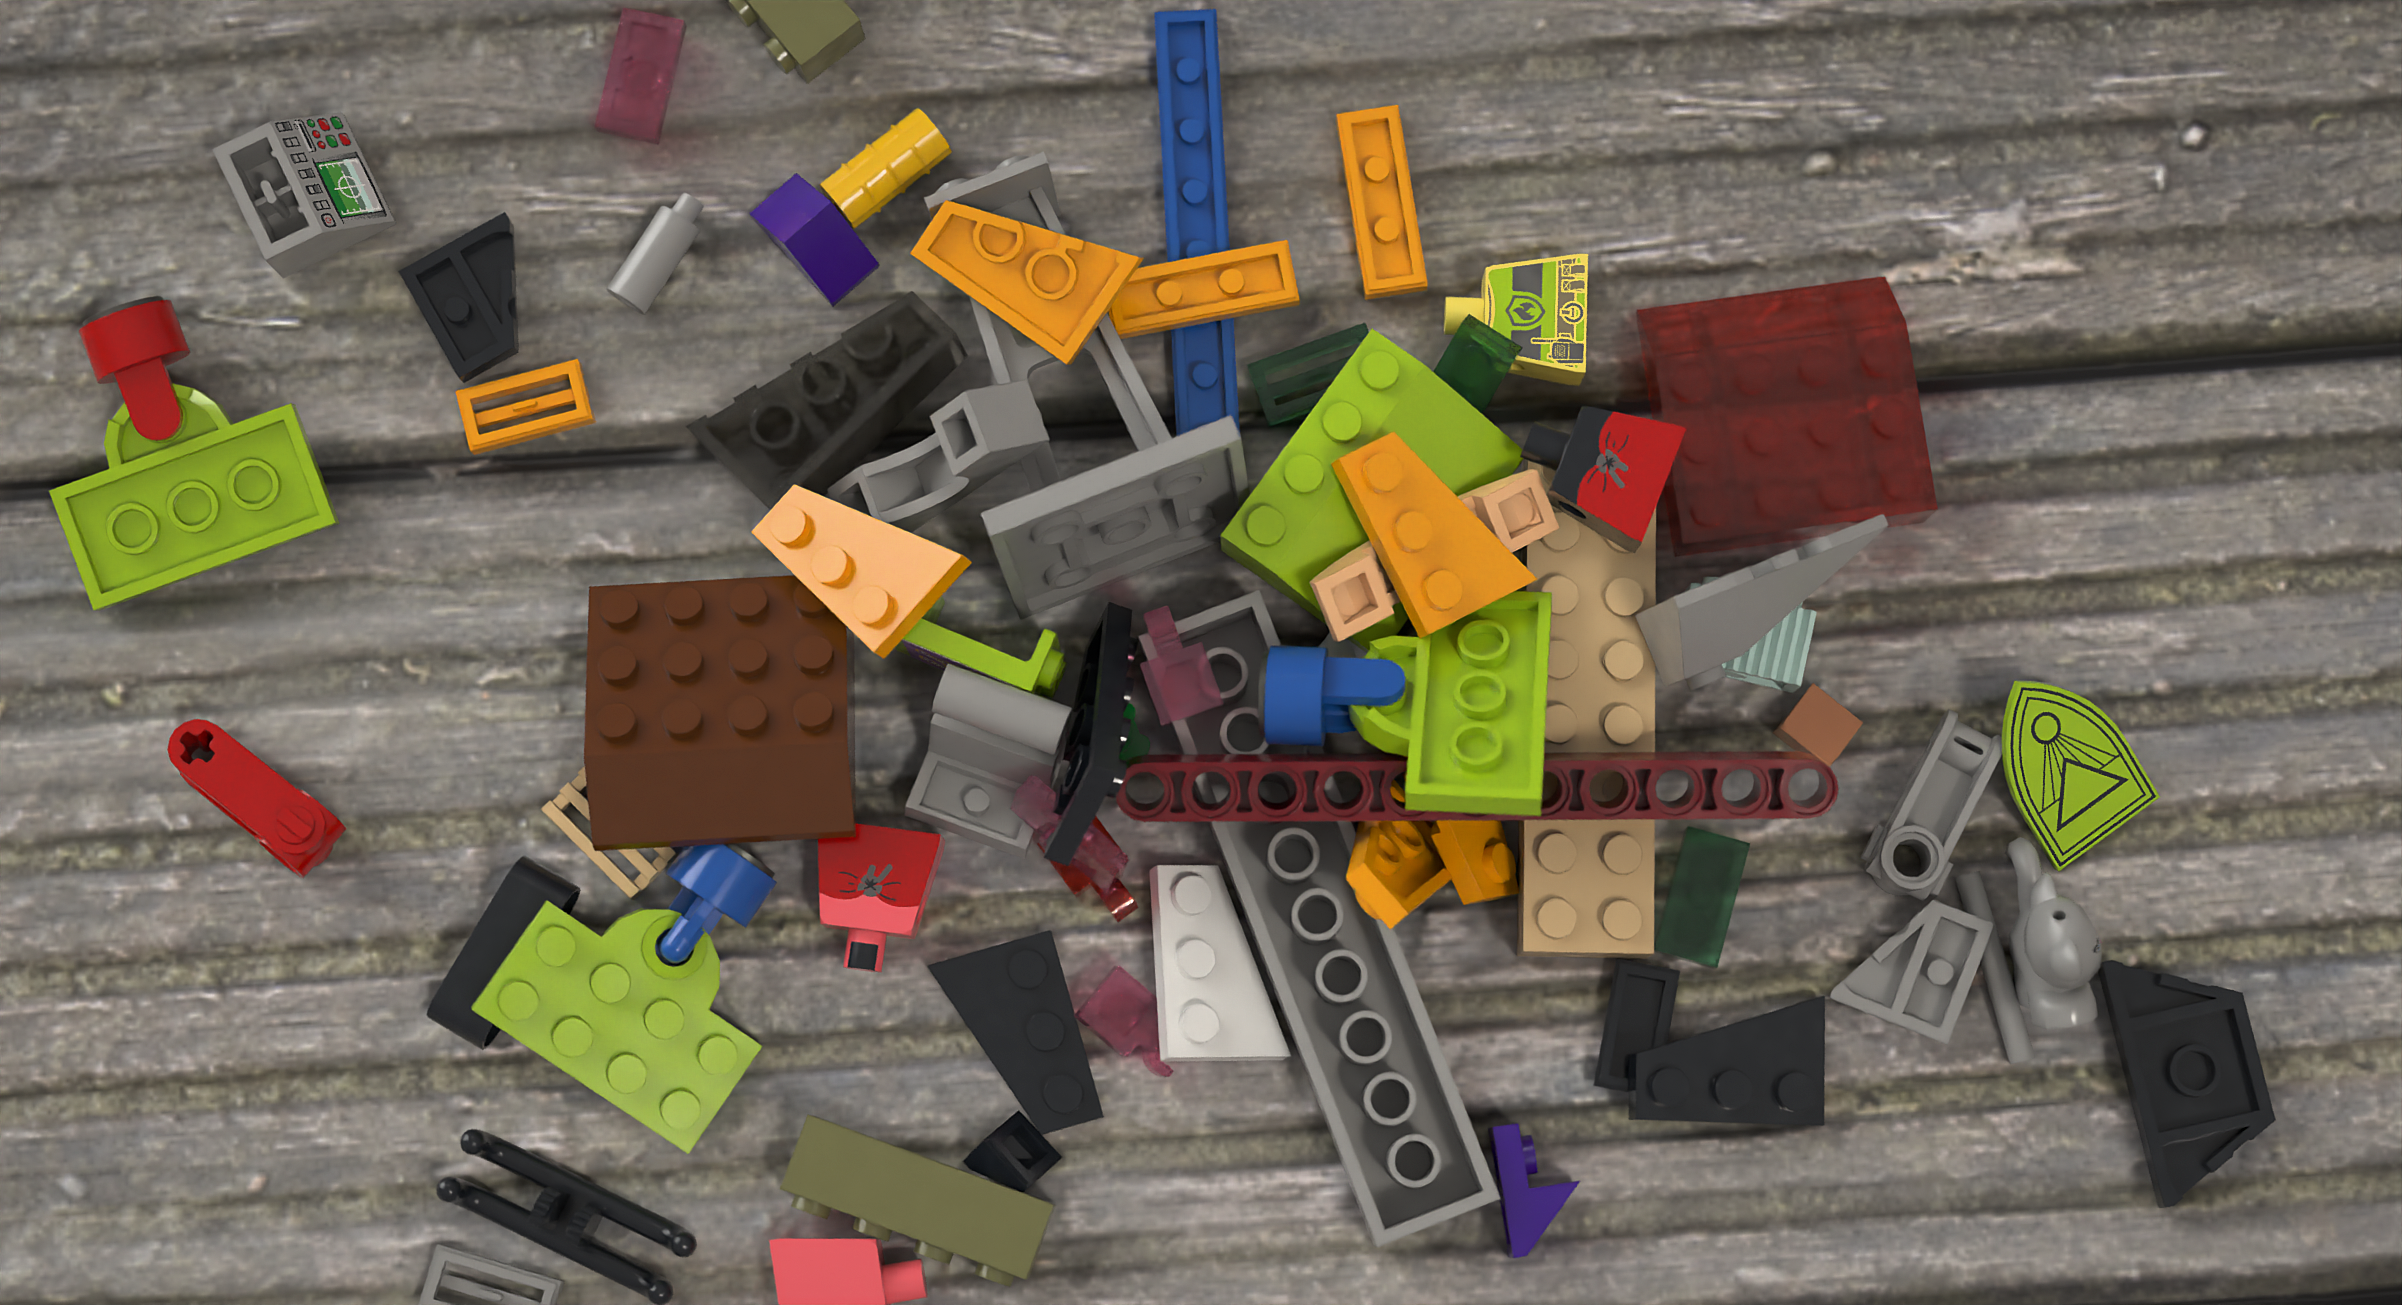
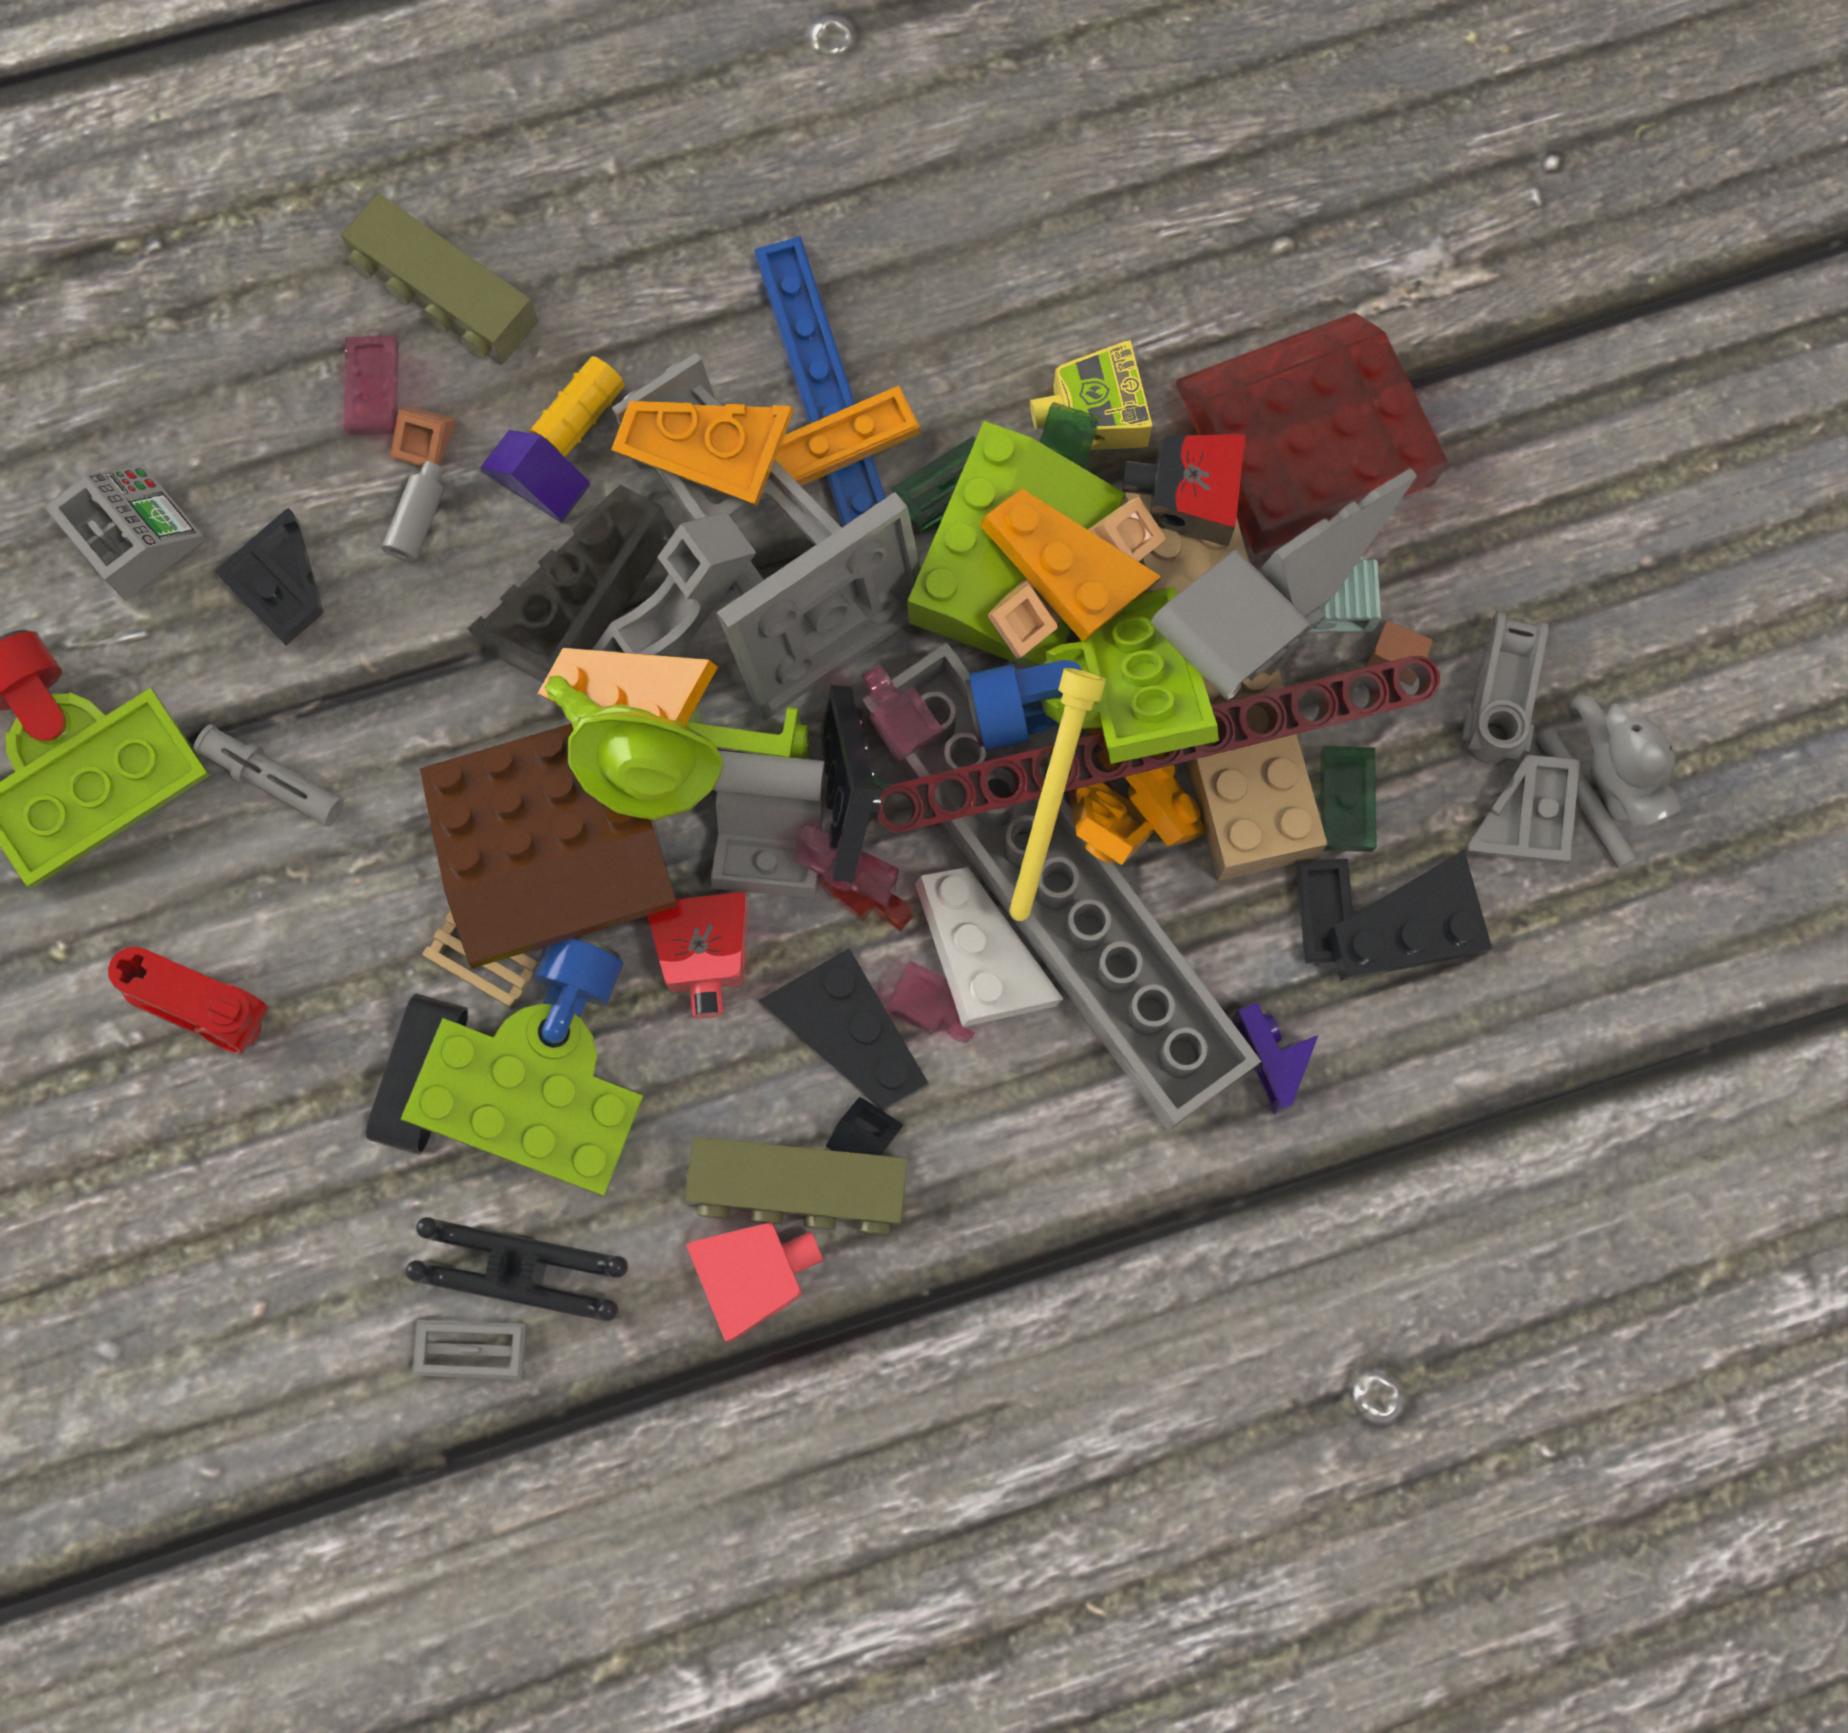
camera: 15 degrees left, 5 degrees down
(453, 587) = (219, 747): none -> light grey pin
(531, 430) = (346, 668): light orange tile -> none
(688, 154) = (421, 436): none -> nougat slope
(842, 653) = (635, 758): none -> lime hat
(1381, 202) = (962, 347): light orange tile -> none
(1391, 714) = (1079, 693): none -> light yellow piece
(1598, 671) = (1232, 624): none -> light grey piece
(2069, 770) = (1600, 633): lime shield -> none
(2186, 1072) = (1757, 840): black wing -> none

